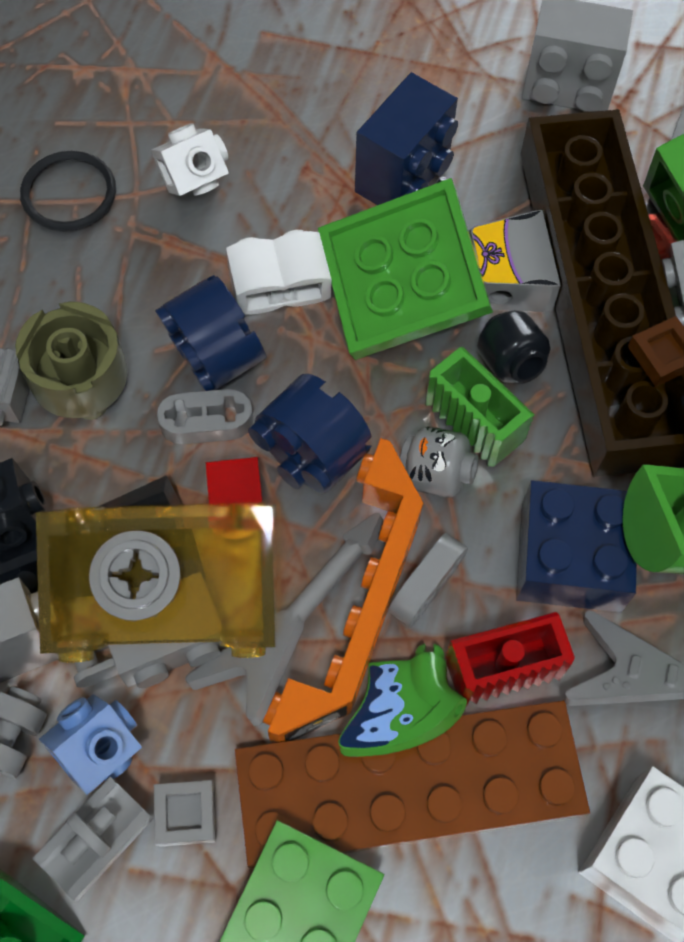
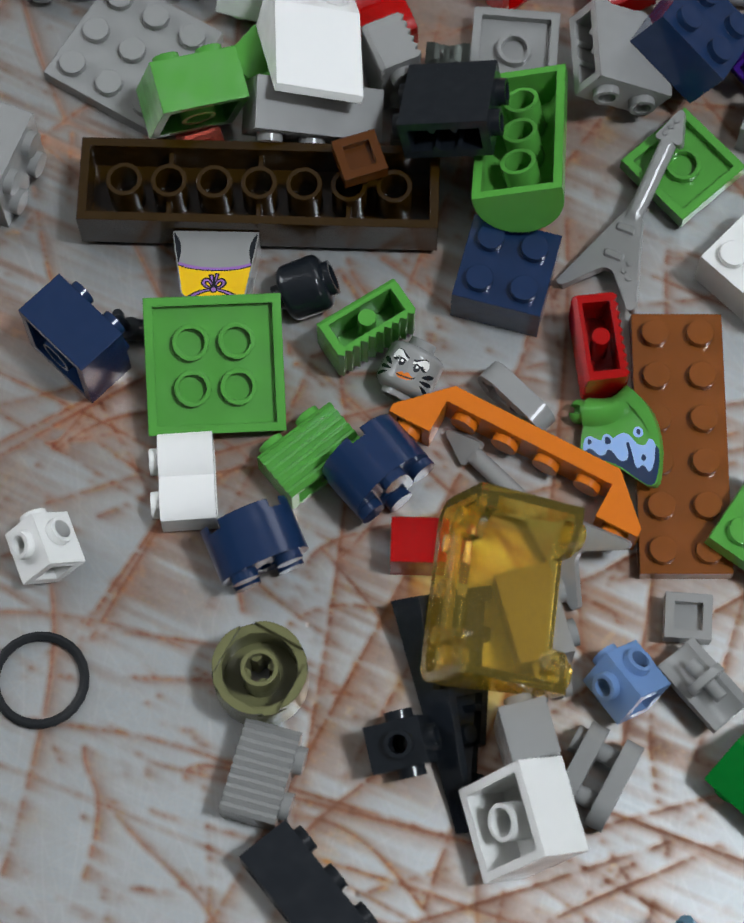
camera: 80 degrees left, 5 degrees up
(117, 557) = (518, 607): light grey gear -> none
(205, 416) = (316, 567): light grey beam -> none
(323, 356) = (297, 459): none -> bright green brick

